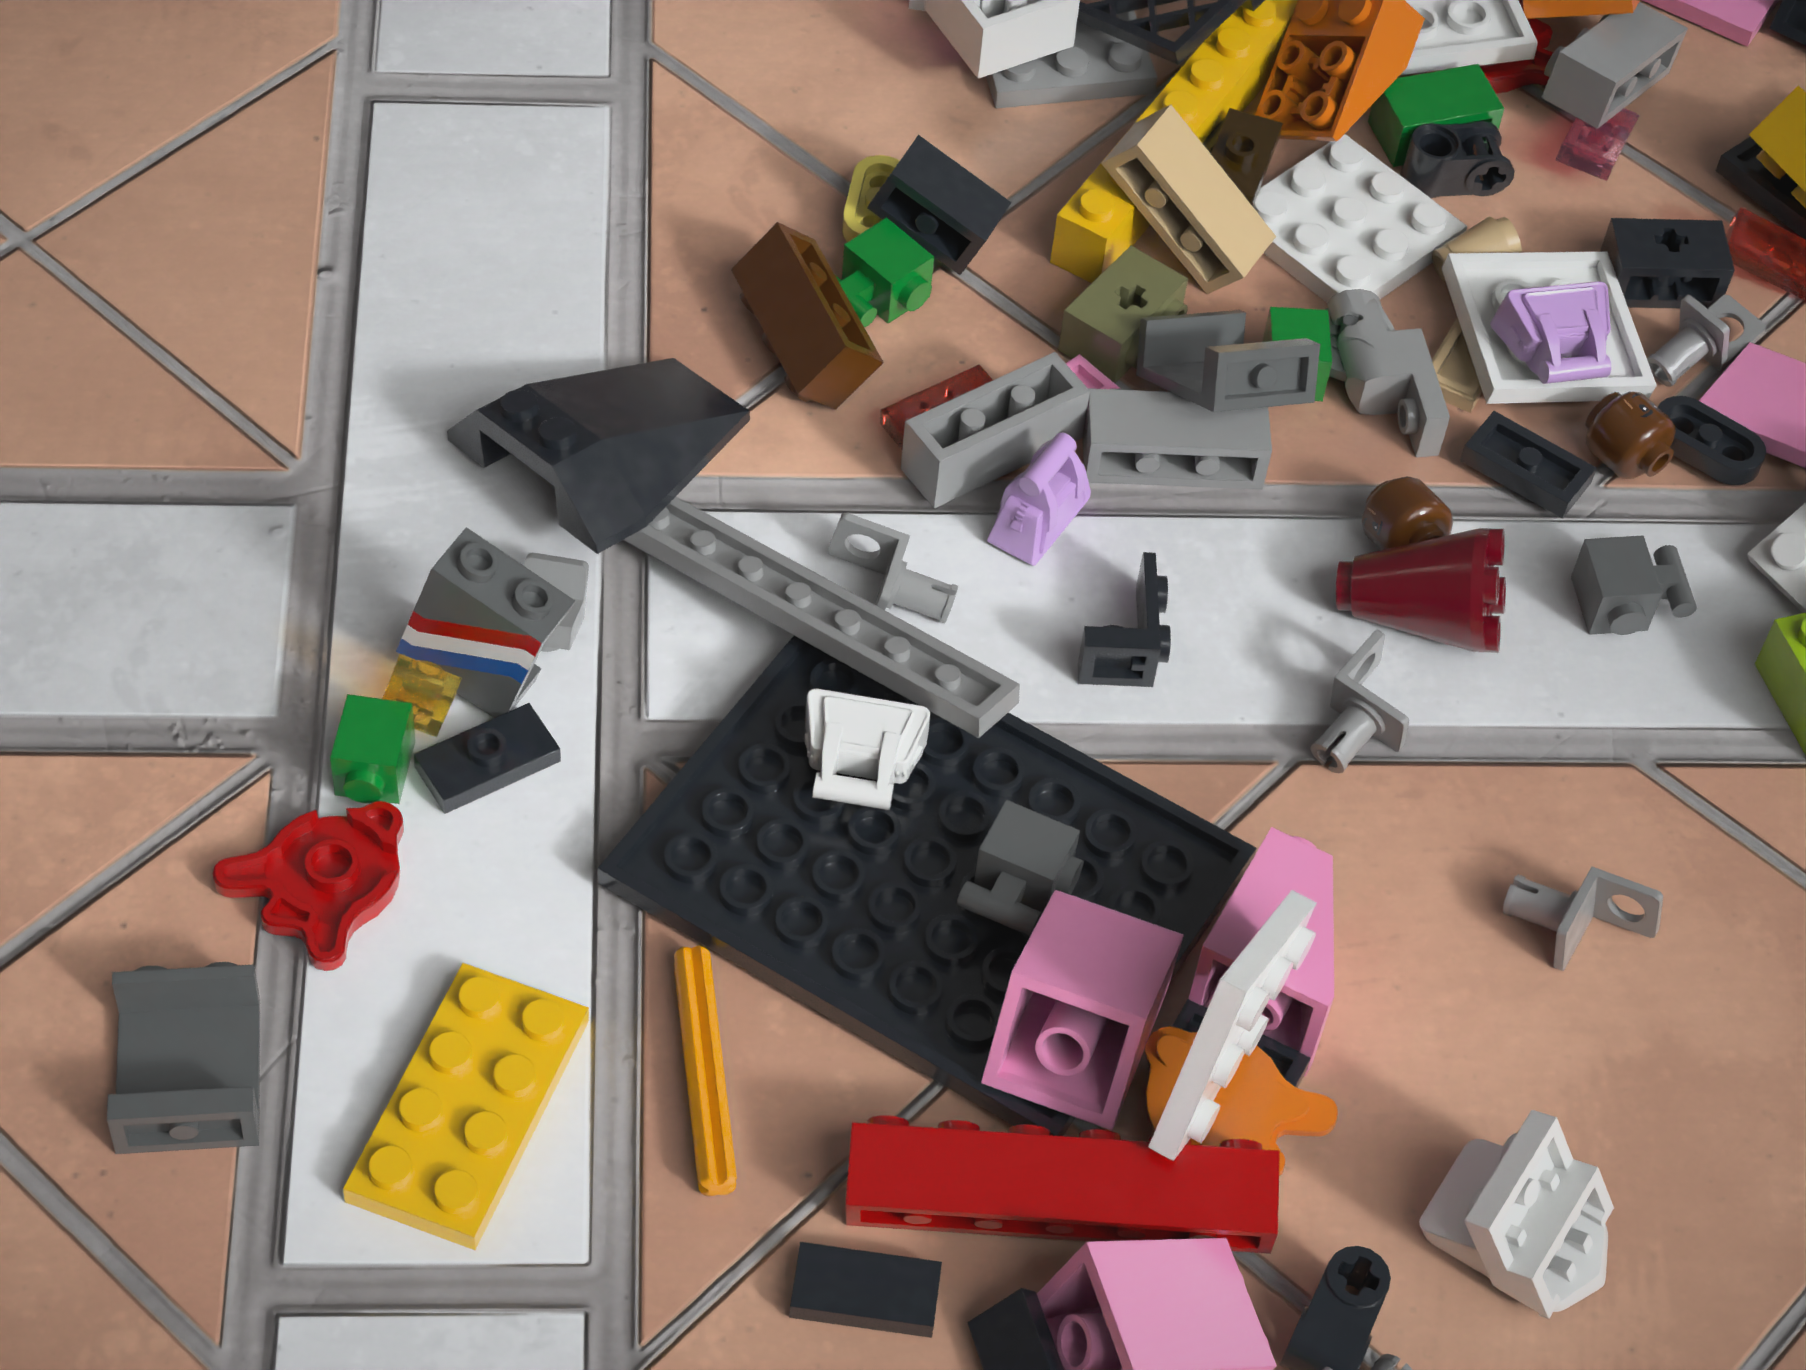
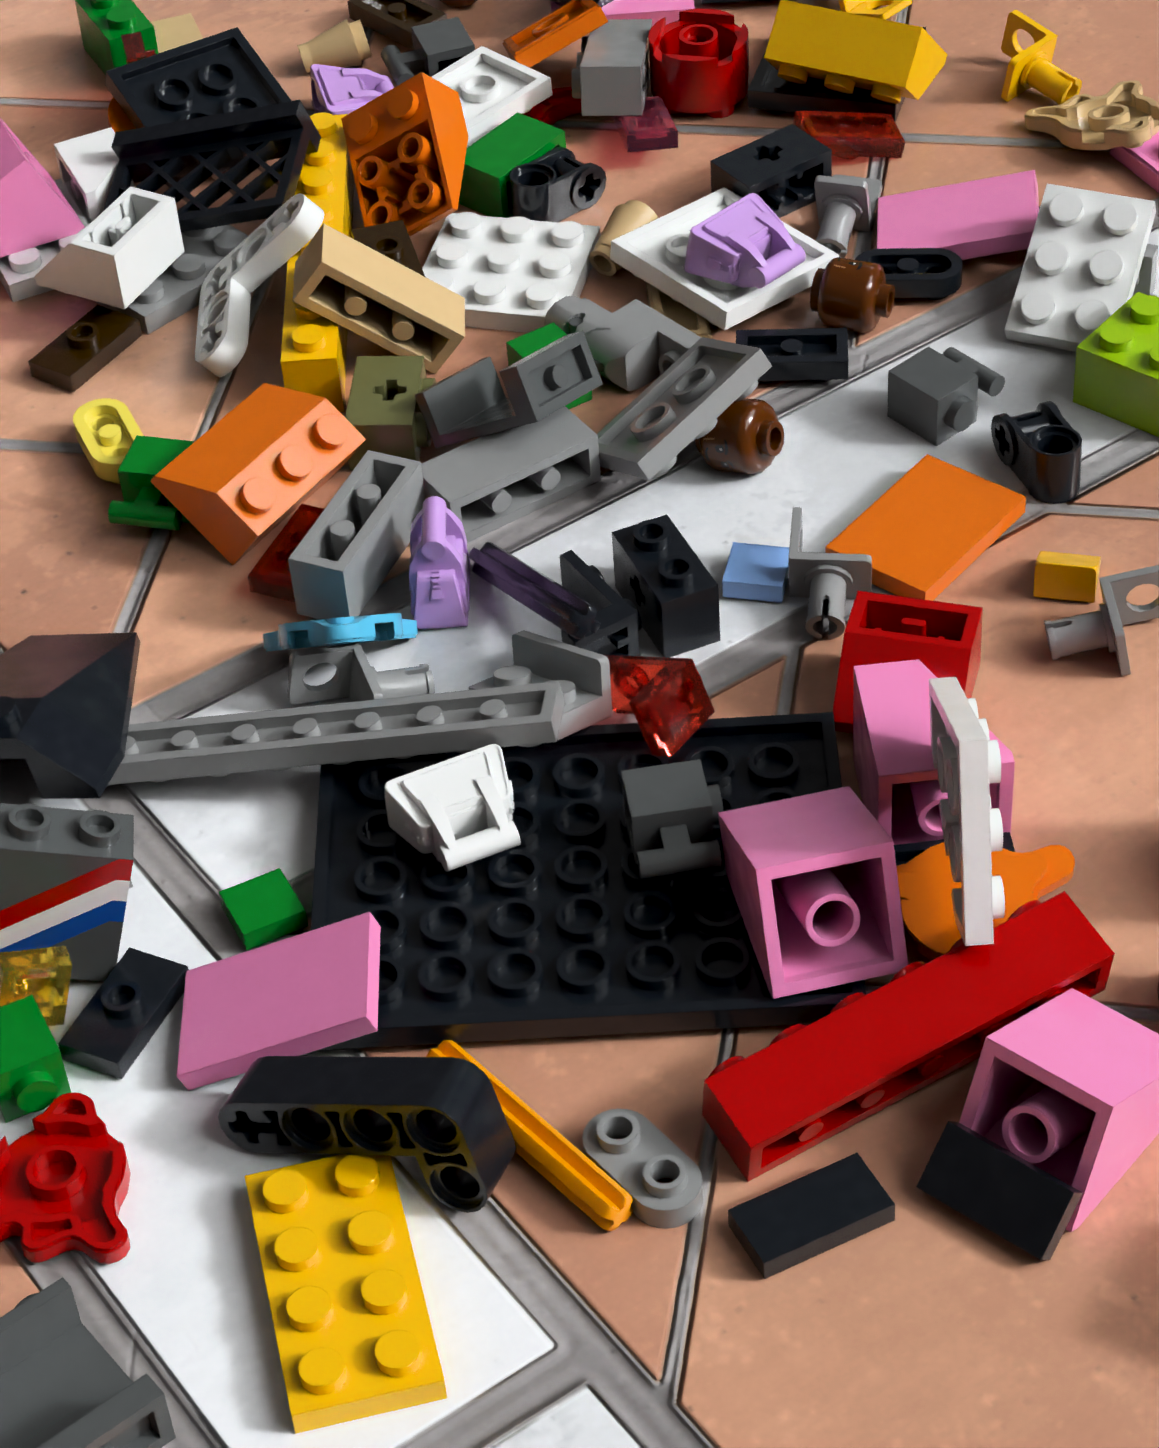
camera: 25 degrees left, 10 degrees down
(591, 981) = (379, 1106): none -> black beam
(598, 829) = (280, 1000): none -> bright pink tile
(660, 732) = (263, 909): none -> green tile
(770, 1153) = (640, 1161): none -> light grey plate
(806, 317) = (127, 542): reddish brown brick -> none
(904, 517) = (340, 631): none -> medium azure tile
(927, 95) = (85, 348): none -> dark brown plate
(940, 204) = (167, 401): black brick -> none
(963, 307) = (258, 466): none -> orange slope
(1046, 668) = (581, 674): none -> light grey bracket
(1089, 103) = (228, 286): none -> white beam
(1095, 574) = (535, 590): none -> black axle
(1117, 751) = (663, 696): none -> clear red bracket
(1217, 635) = (667, 586): none -> black brick
(1311, 665) = (756, 572): none -> light blue tile
(1364, 465) = (680, 407): none -> light grey plate
(1377, 839) = (904, 629): none -> red slope
(1432, 588) = (804, 463): dark red cone -> none
(1501, 716) = (929, 527): none -> orange tile
(1587, 837) = (1066, 576): none -> yellow slope
(1667, 703) = (1041, 452): none -> black piece
(1697, 100) = (699, 62): none -> red brick

